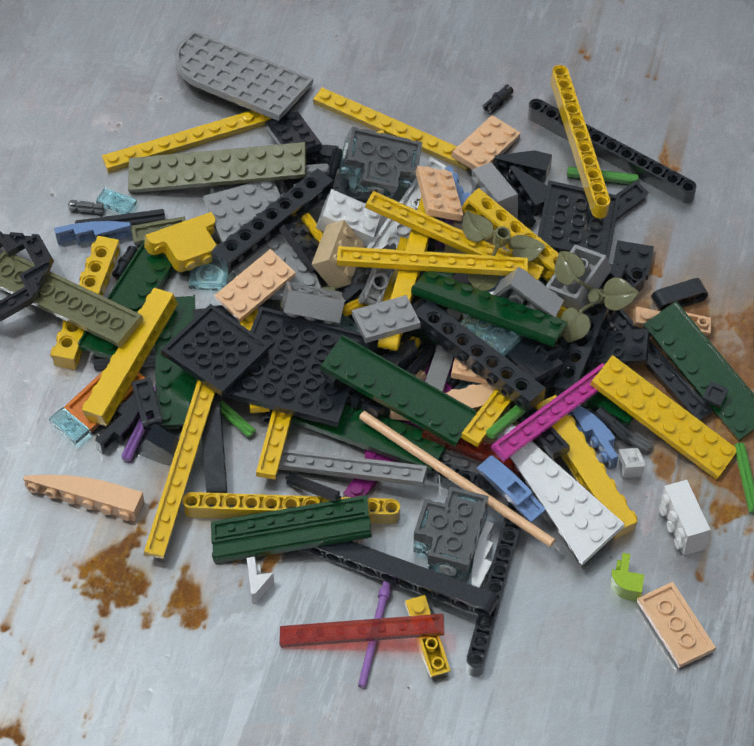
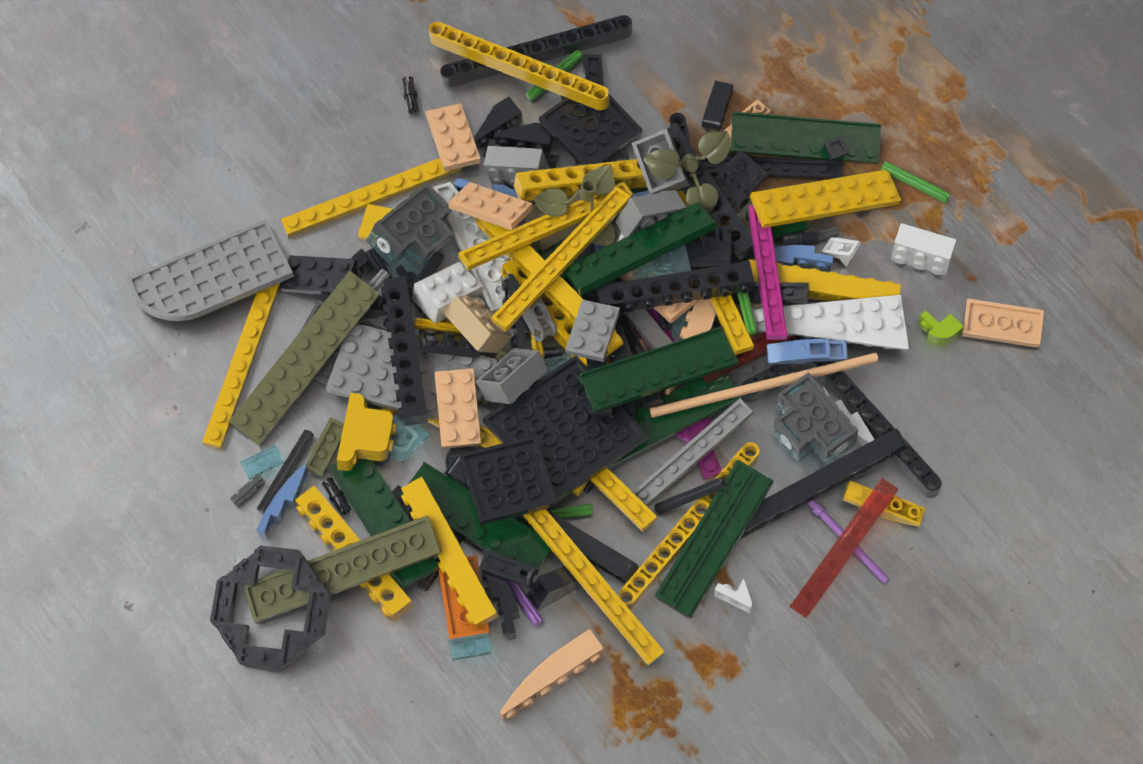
camera: 50 degrees left, 10 degrees up
(633, 255) = (652, 113): black plate -> none

